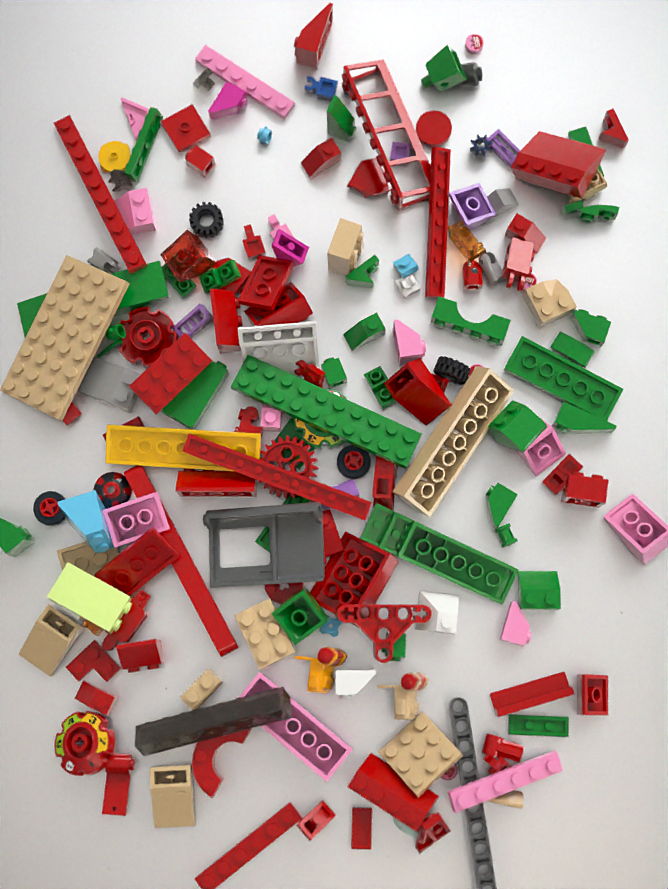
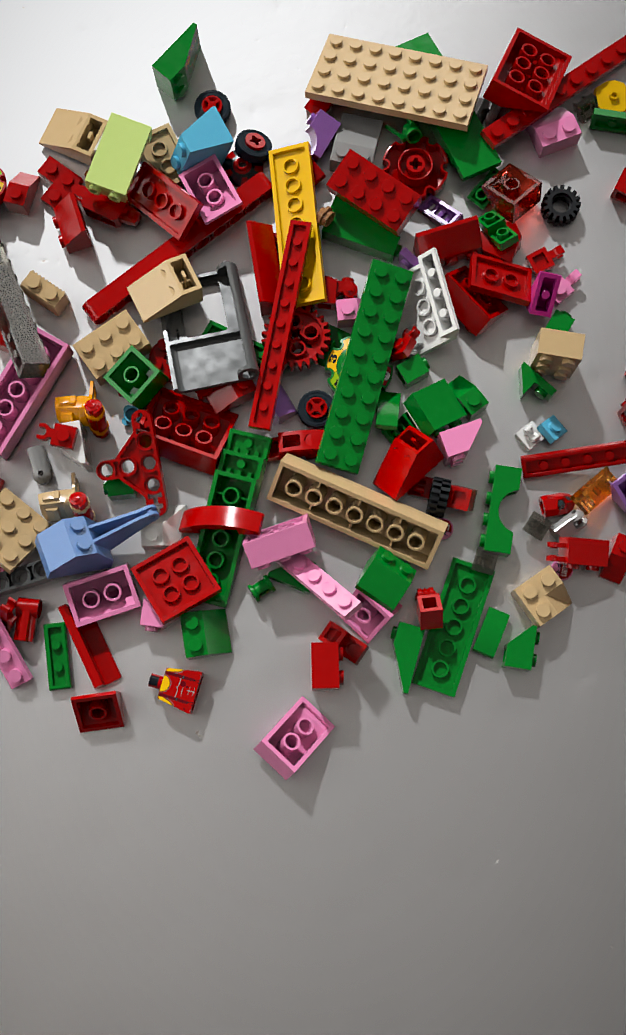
camera: 80 degrees right, 0 degrees up
(82, 223) = (527, 74): none -> red slope
(96, 476) = (253, 146): none -> black wheel
(97, 412) = (321, 131): none -> medium lavender arch
(181, 421) = (325, 216): none -> medium nougat plate
(223, 575) = (166, 289): none -> tan slope
(232, 358) = (407, 259): none -> medium lavender plate
(317, 243) = (560, 321): none -> green brick
(349, 688) = (61, 436): none -> red plate
(362, 716) = (40, 464): none -> light grey piece
(368, 398) = (388, 410): none -> green slope
(374, 358) = (435, 409): none -> green piece
(443, 559) = (222, 517): none -> red slope
(446, 686) = (84, 545): none -> medium blue slope
(455, 350) = (461, 498): none -> red brick
(473, 509) = (280, 542): none -> bright pink slope
(488, 293) = (537, 525): none -> clear smoke tile
(491, 607) = (175, 580): none -> red plate
(492, 675) = (102, 594): none -> bright pink slope
(506, 489) = (322, 585): none -> bright pink plate
(513, 342) = (484, 561): none -> clear smoke tile
(547, 394) = (429, 609): none -> red brick
(582, 621) = (178, 687): none -> red torso

